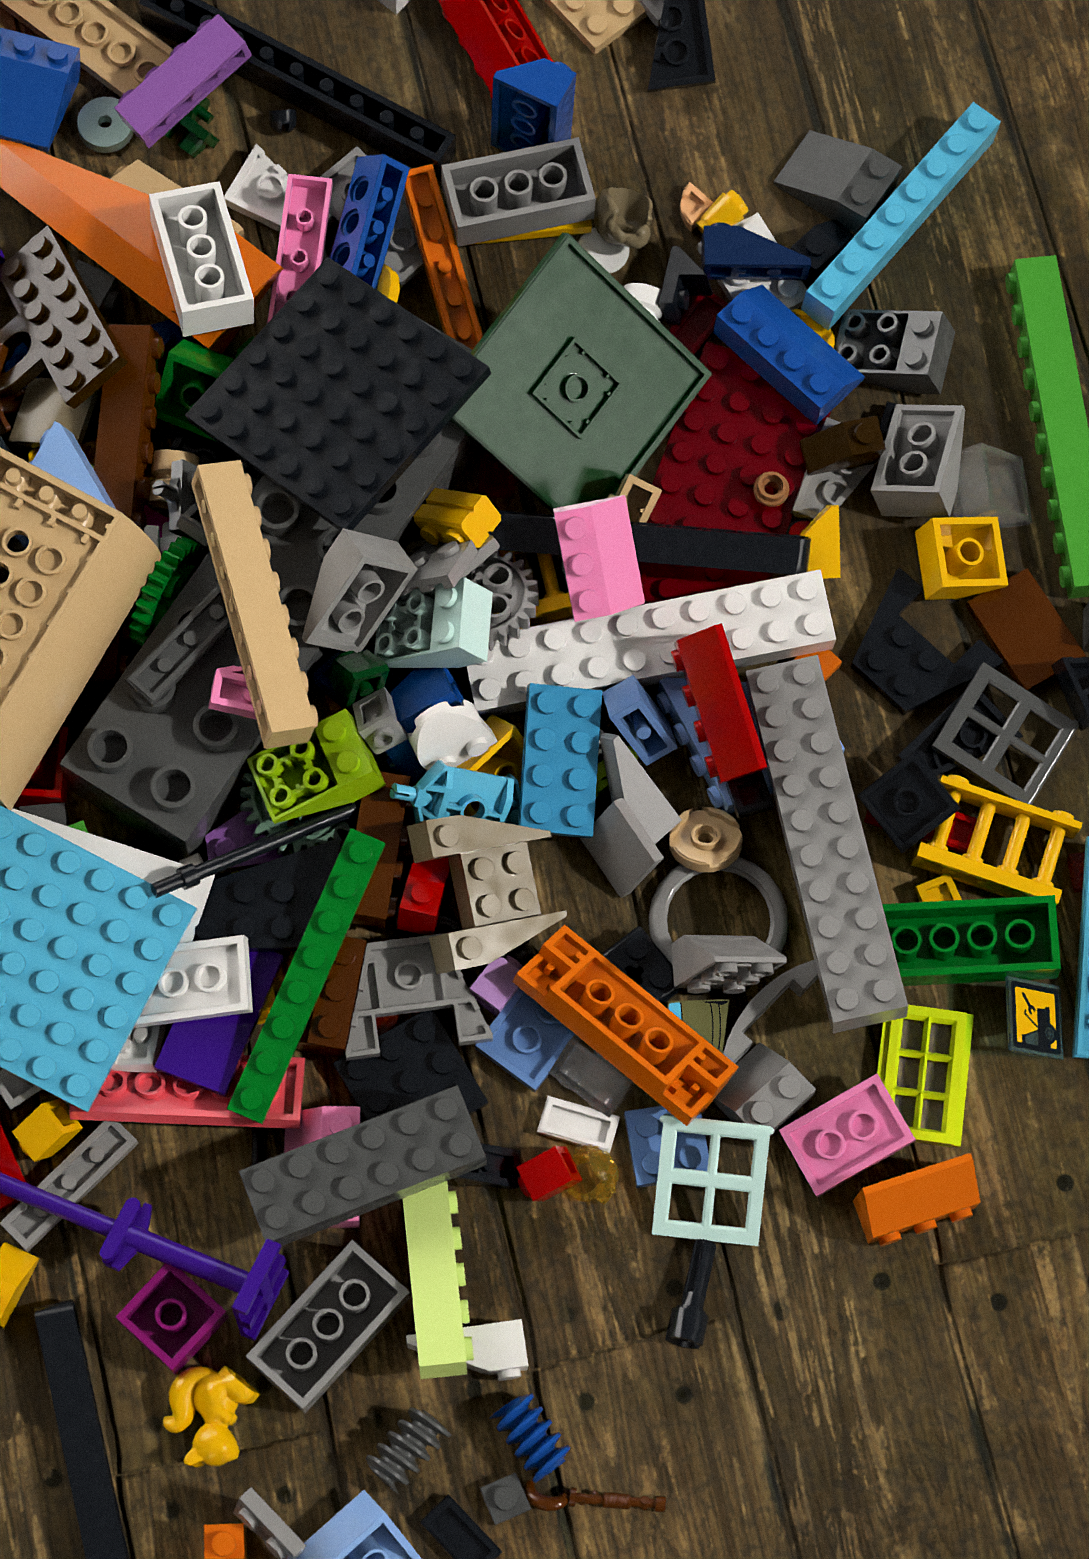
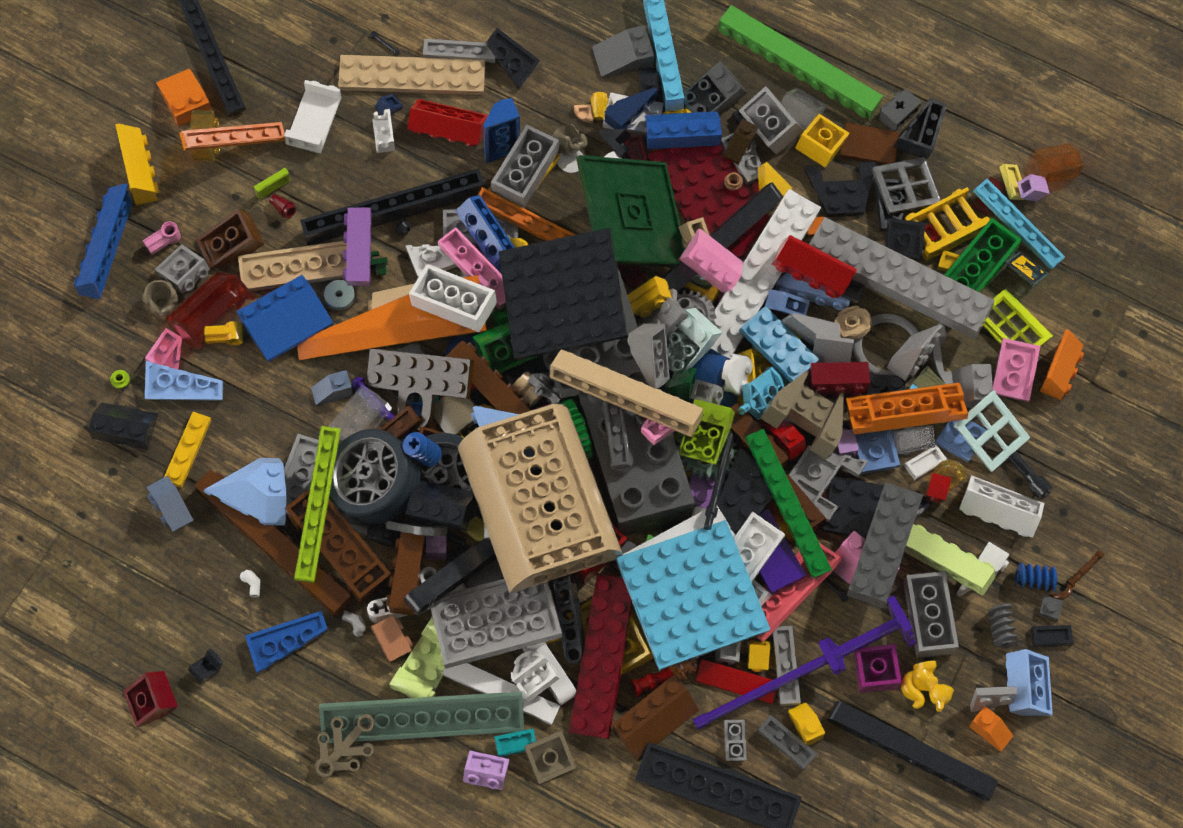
camera: 45 degrees left, 5 degrees down
(585, 891) = (839, 377): none -> dark red brick
(604, 1293) = (1002, 507): none -> white slope

